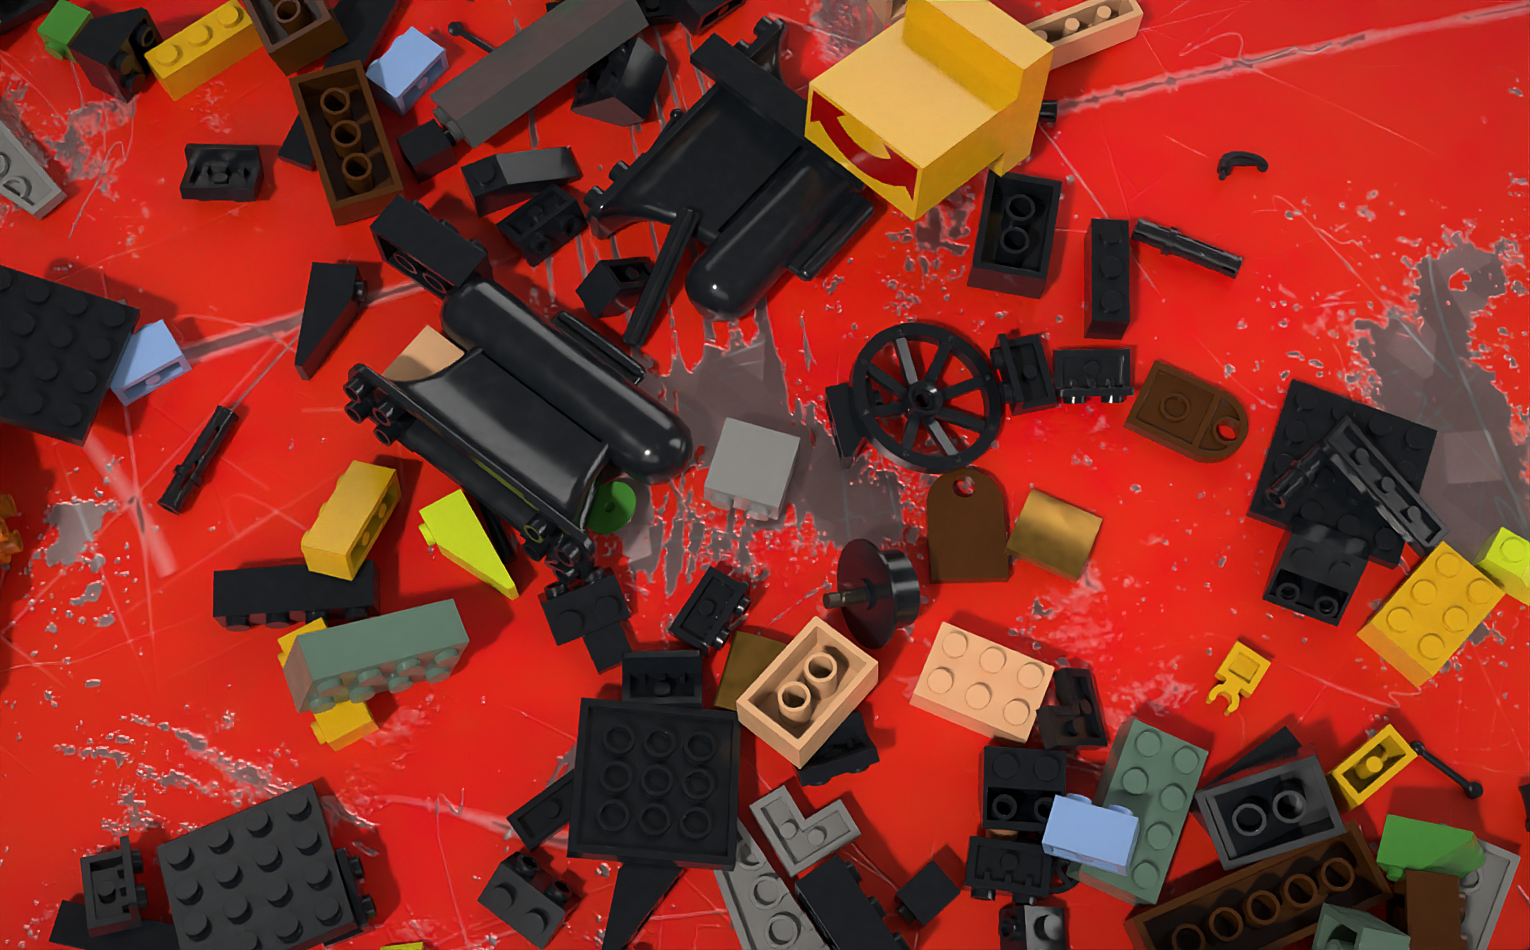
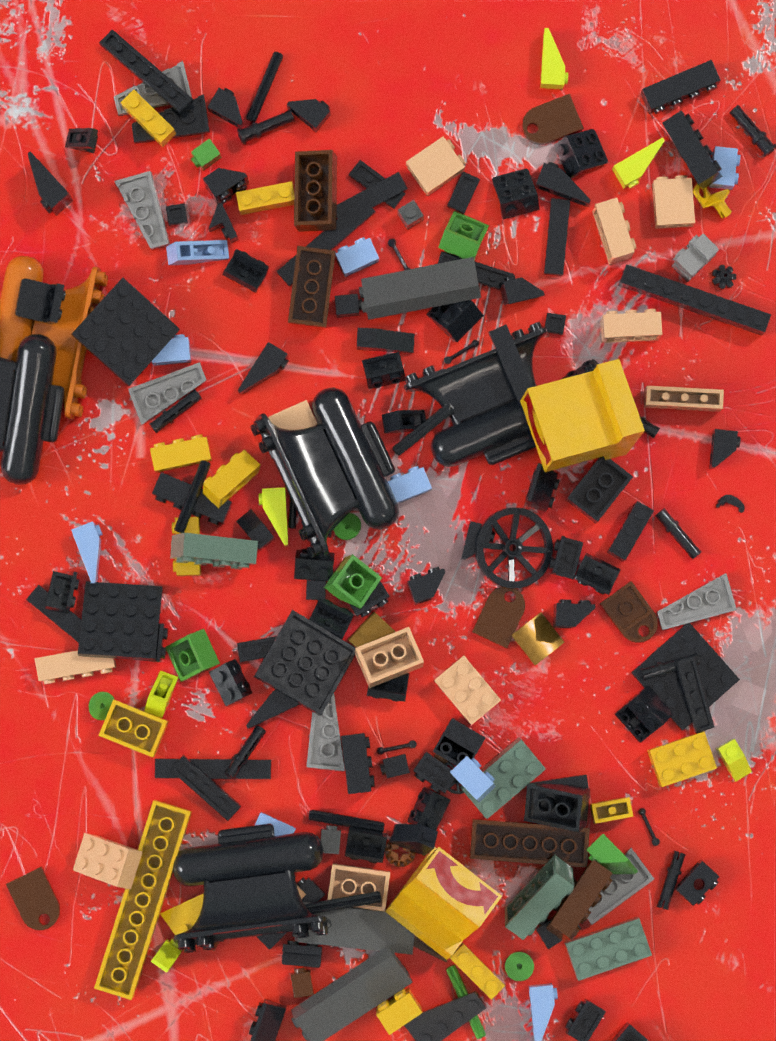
camera: 25 degrees right, 15 degrees up
(59, 146) = (176, 214): none -> black tile
(115, 185) = (196, 252): none -> light blue slope
(136, 777) = (89, 546): none -> light blue slope
(143, 118) = (221, 219): none -> black slope
(161, 435) = (161, 392): none -> light grey wing
(240, 526) = (180, 453): none -> yellow brick
(291, 577) = (192, 496): none -> black axle
(427, 248) = (325, 364): black brick -> none
(429, 882) = (192, 655): none -> bright green slope
(439, 583) = (255, 529): none -> black slope
(669, 593) = (353, 581): none -> bright green slope
(688, 380) = (410, 484): none -> light blue brick
(751, 469) = (418, 542): light grey brick -> none
(799, 27) = (555, 323): none -> black tile
(801, 841) = (354, 716): light grey plate -> none
(804, 536) = (424, 587): none -> black slope
(874, 592) = (442, 627): black piece -> none
(915, 275) = (541, 489): none -> black slope
(933, 841) = (412, 744): none -> black hinge
(1077, 720) = (501, 726): black plate -> none
(1087, 456) = (569, 614): none -> black slope
(1172, 79) = (723, 445): none -> black slope
(1240, 674) = (583, 741): yellow plate -> none
(1296, 338) = (705, 602): none -> light grey wing

